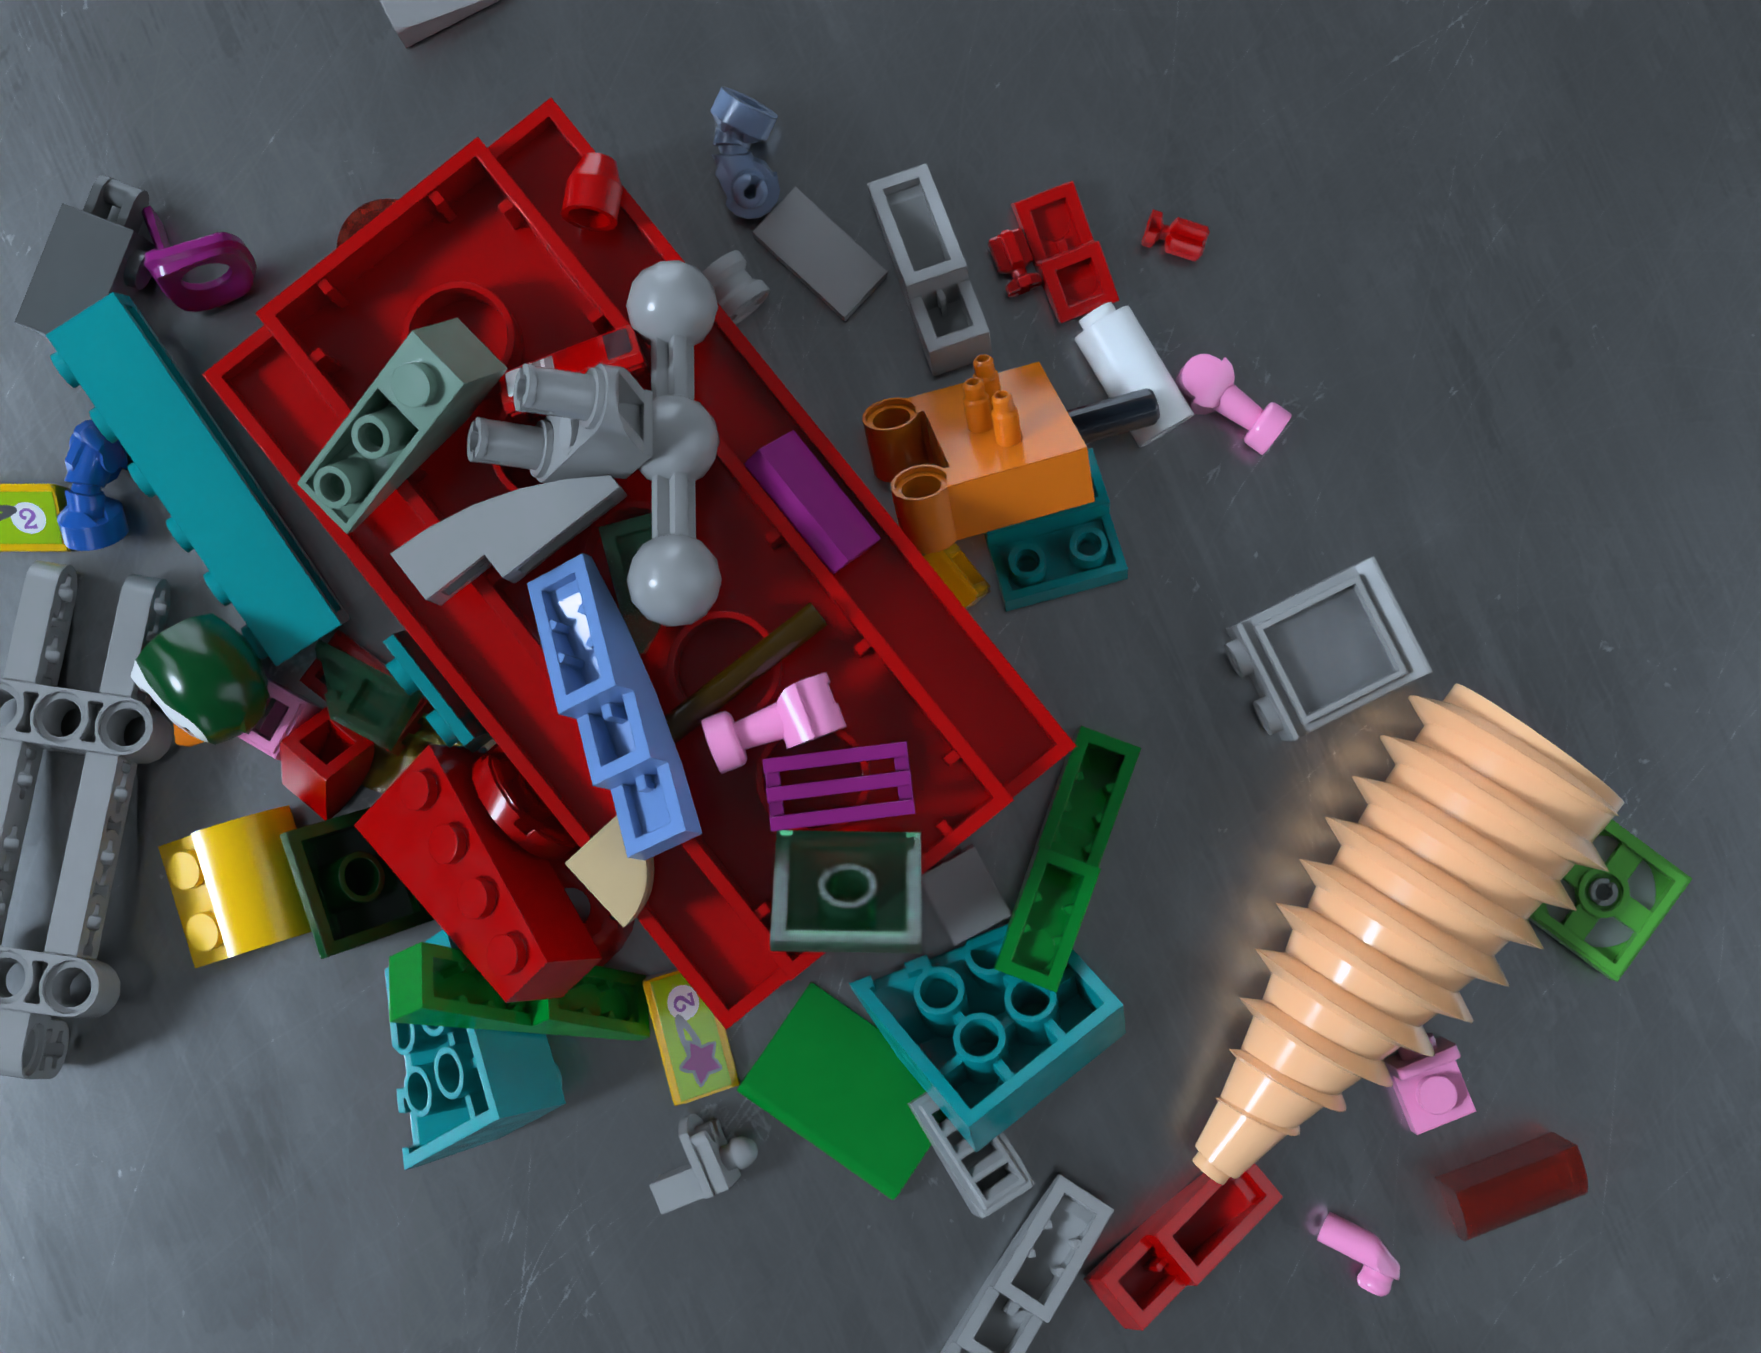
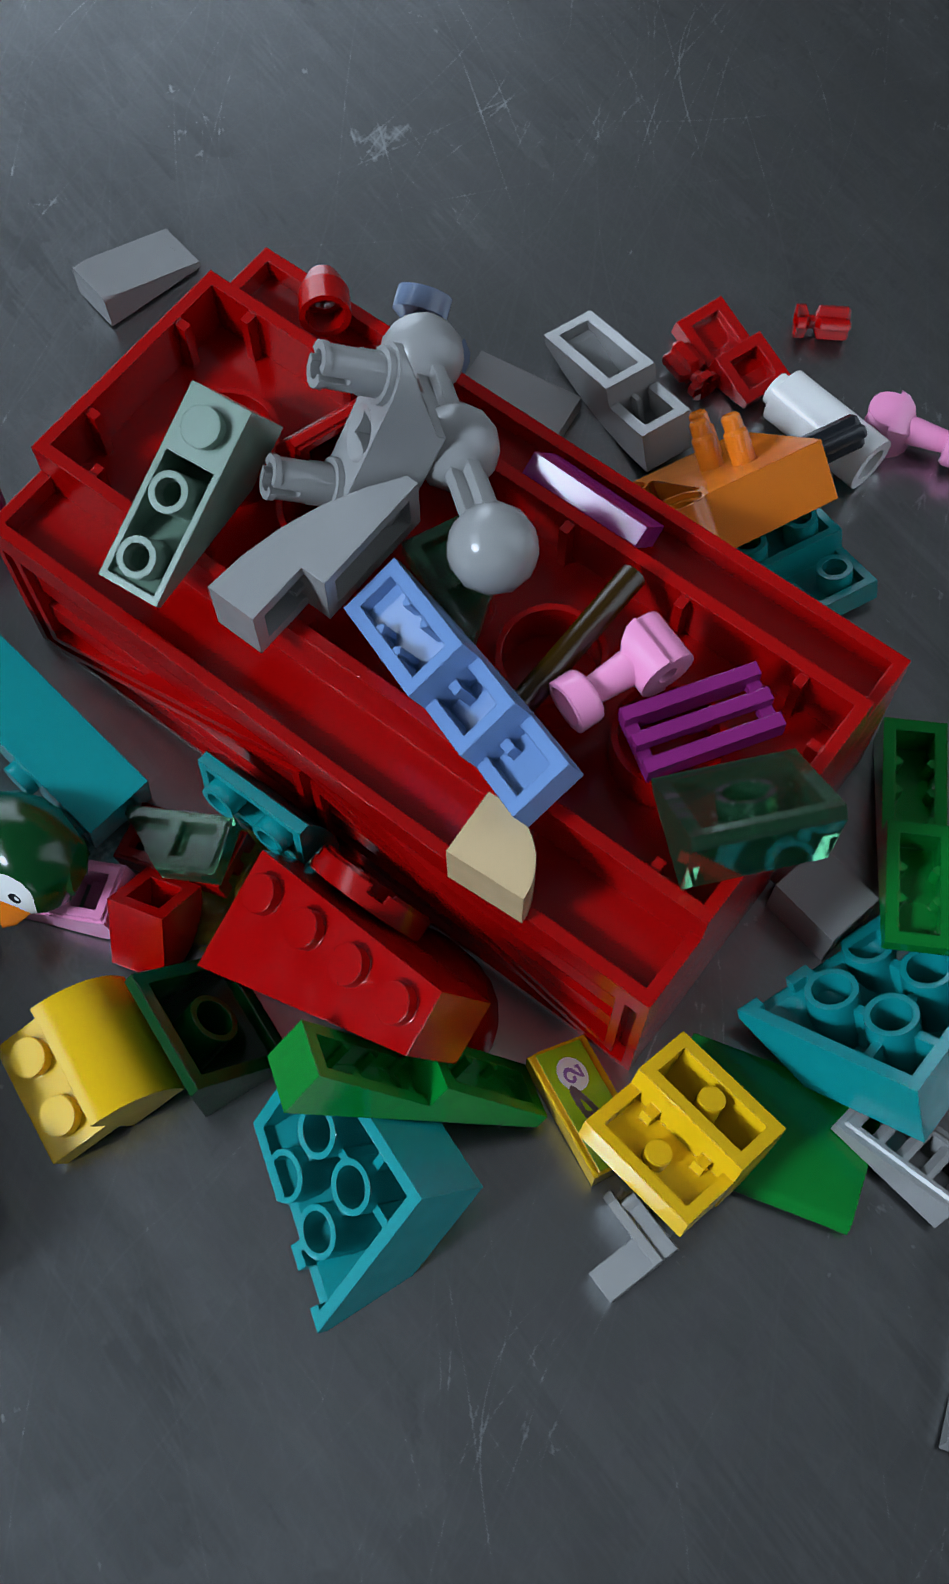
camera: 10 degrees left, 20 degrees down
(759, 1093) = (682, 1133): none -> yellow brick

